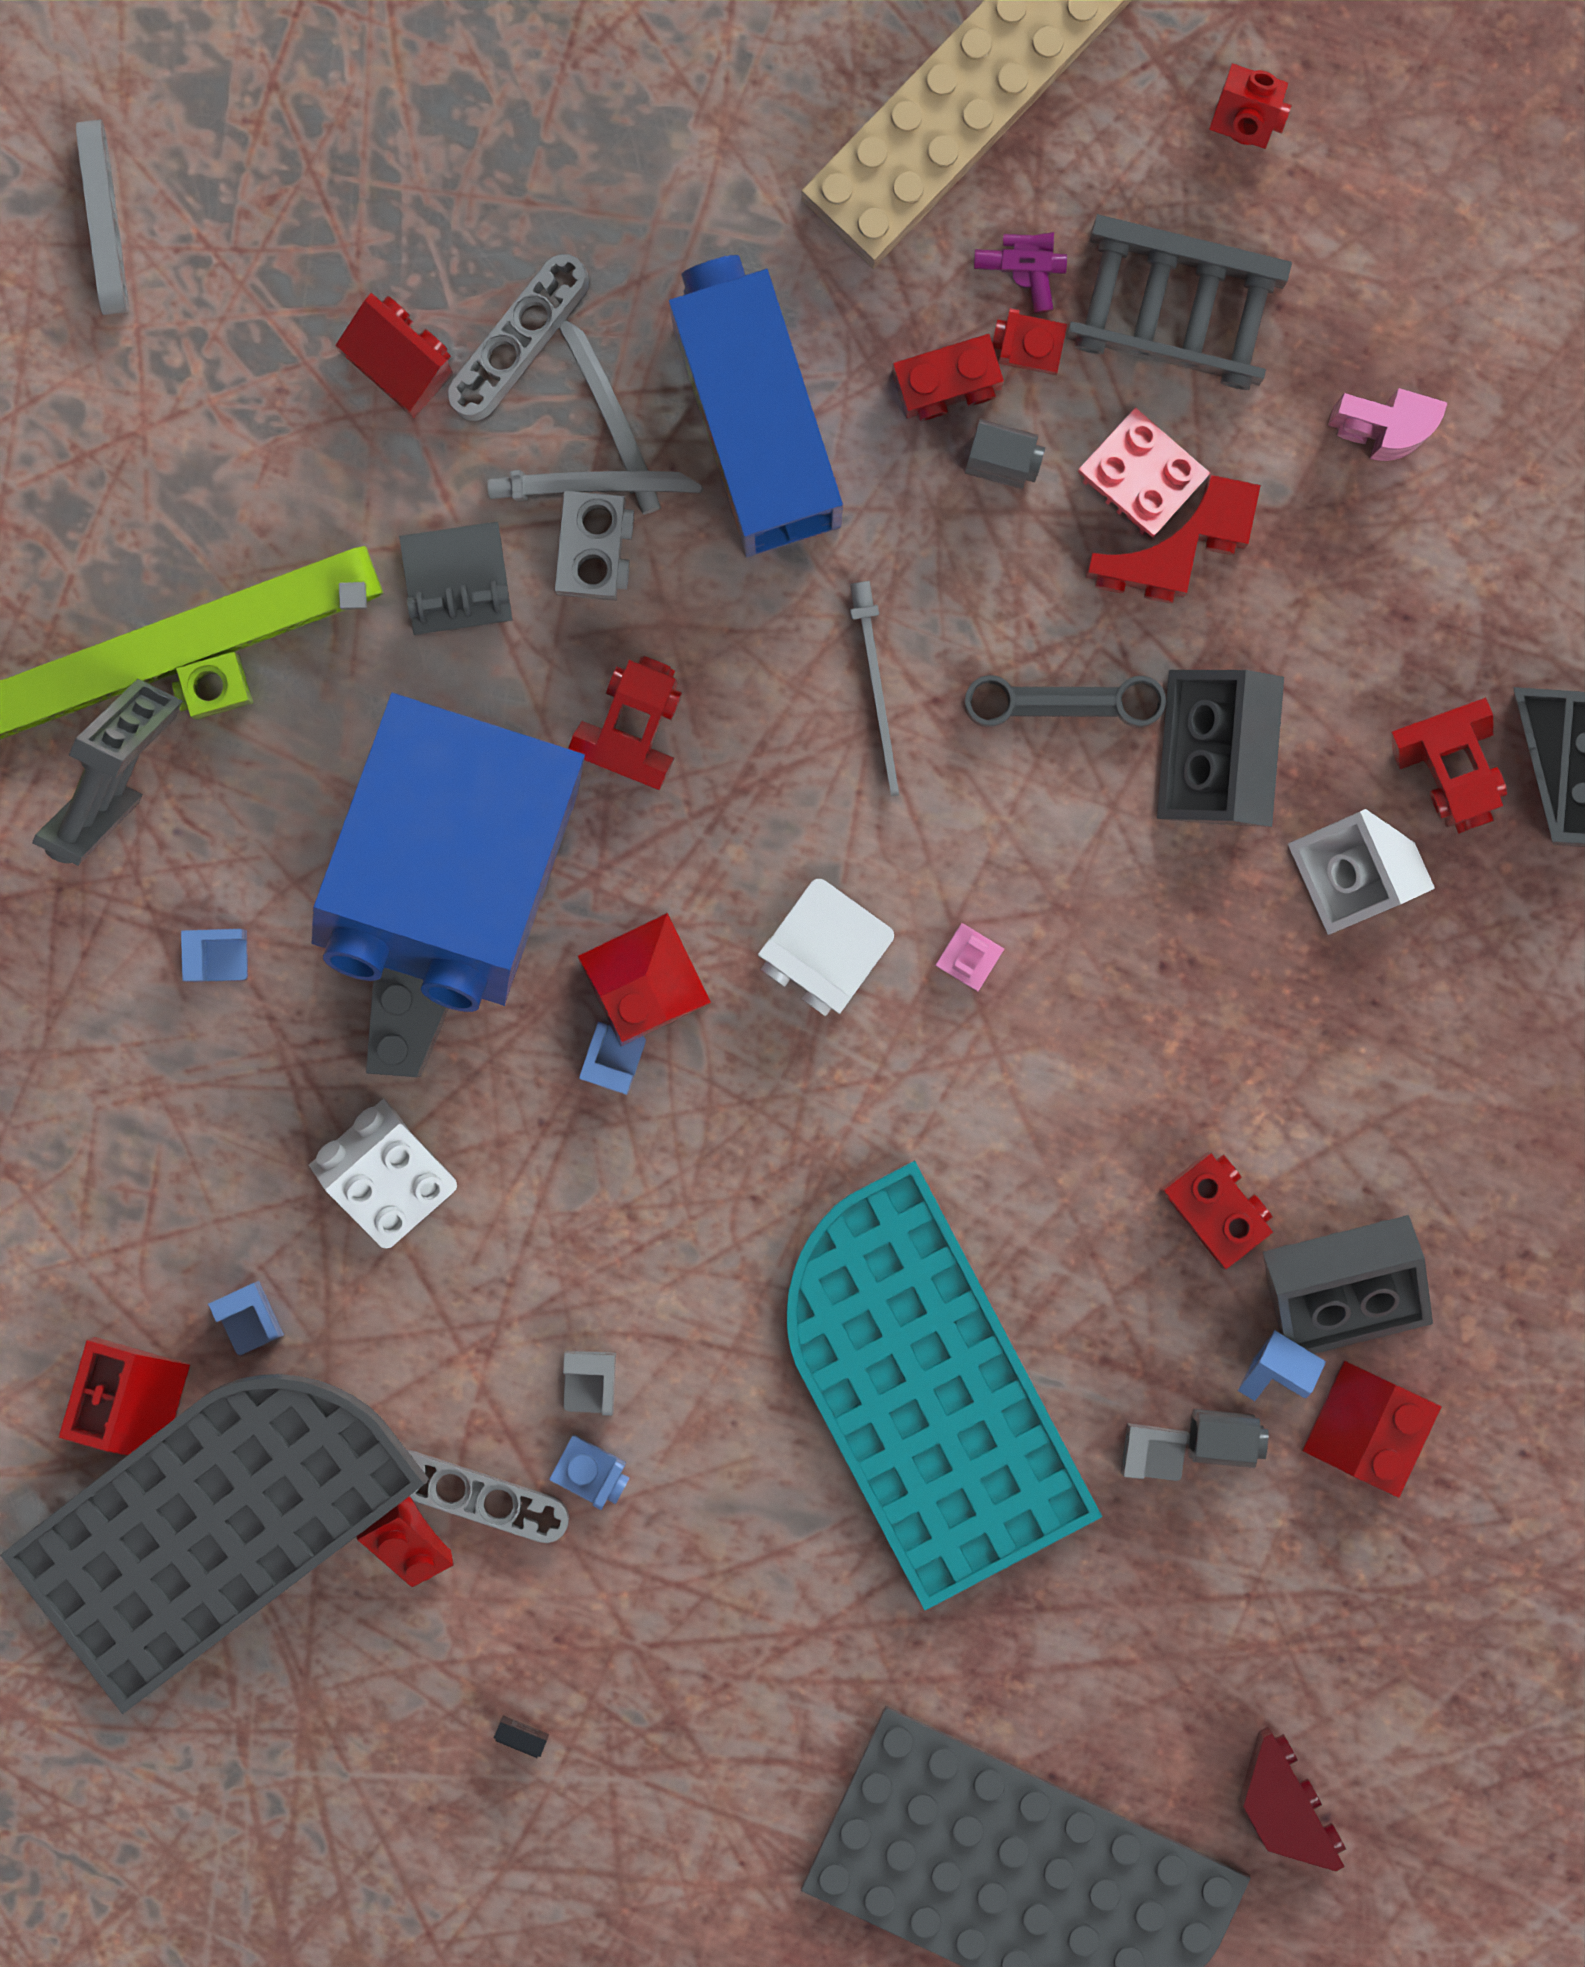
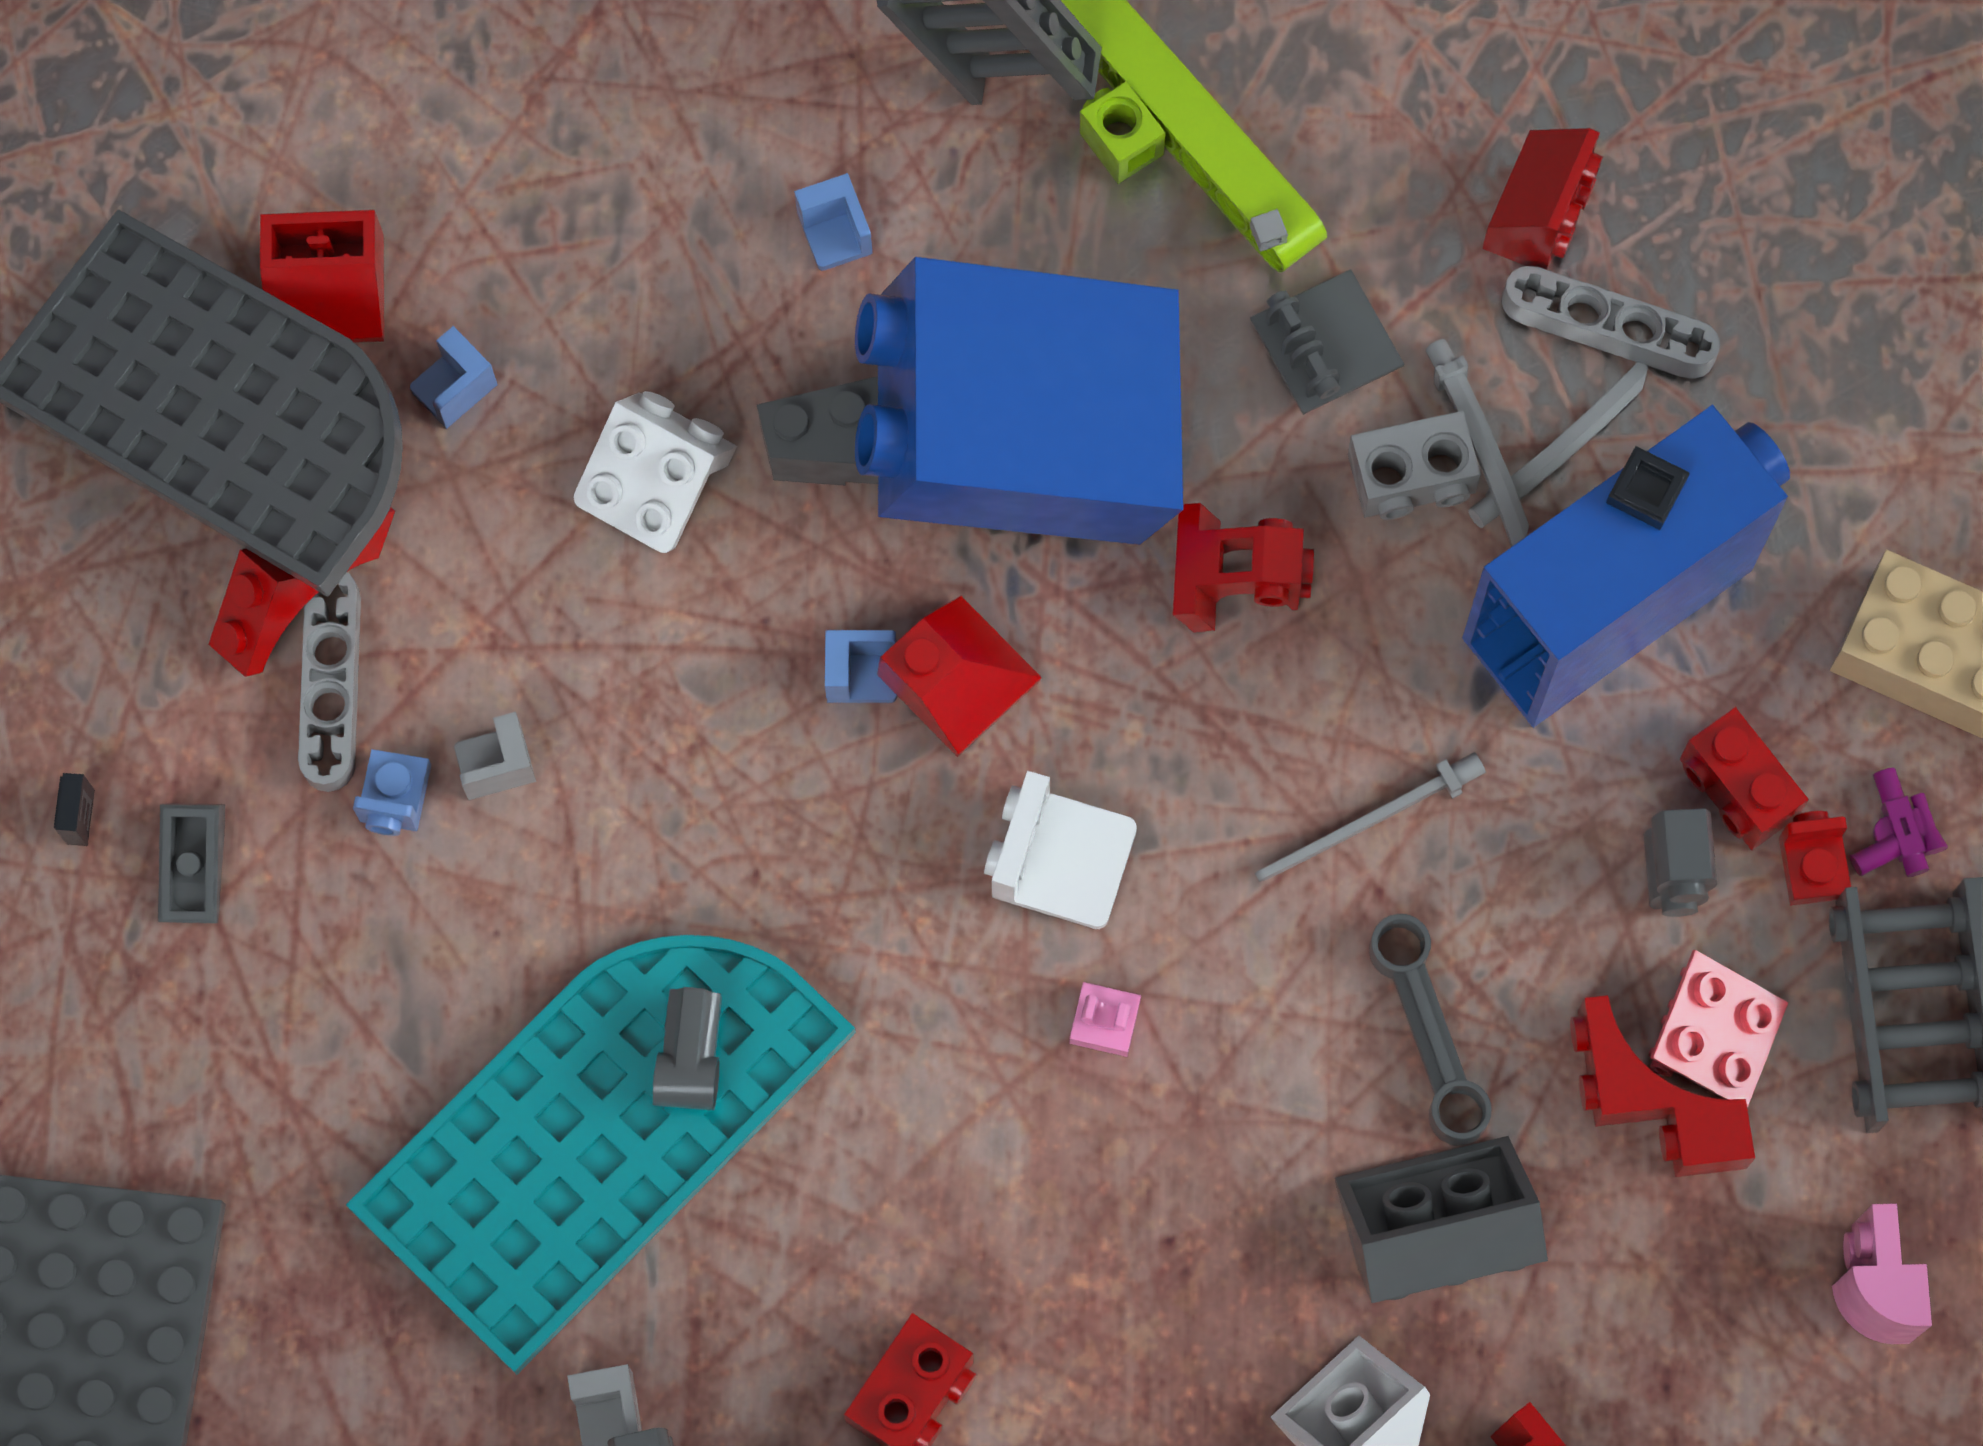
camera: 75 degrees right, 15 degrees down
(592, 1653) = (190, 862): none -> dark grey slope
(724, 380) = (1647, 487): none -> black tile
(906, 1304) = (688, 1067): none -> dark grey piece

